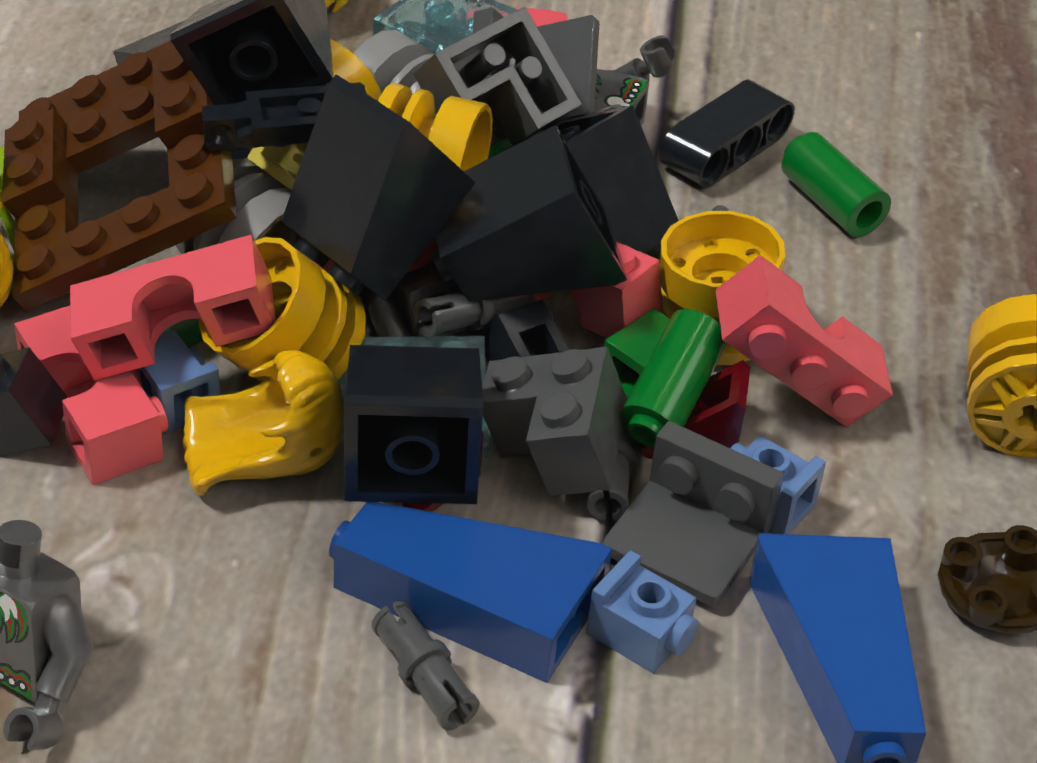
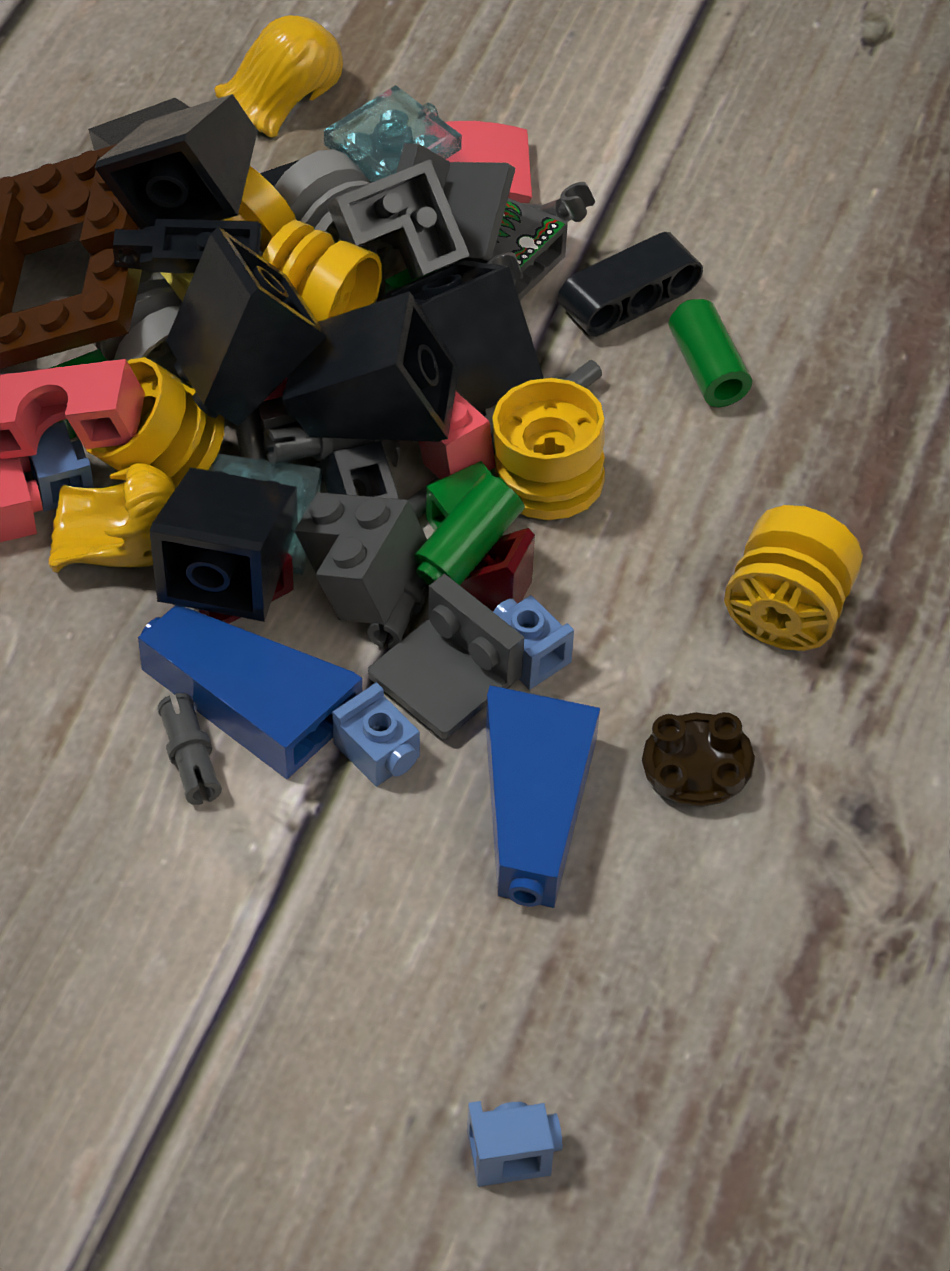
camera: 15 degrees right, 10 degrees up
(771, 325) = (561, 501): coral arch -> none

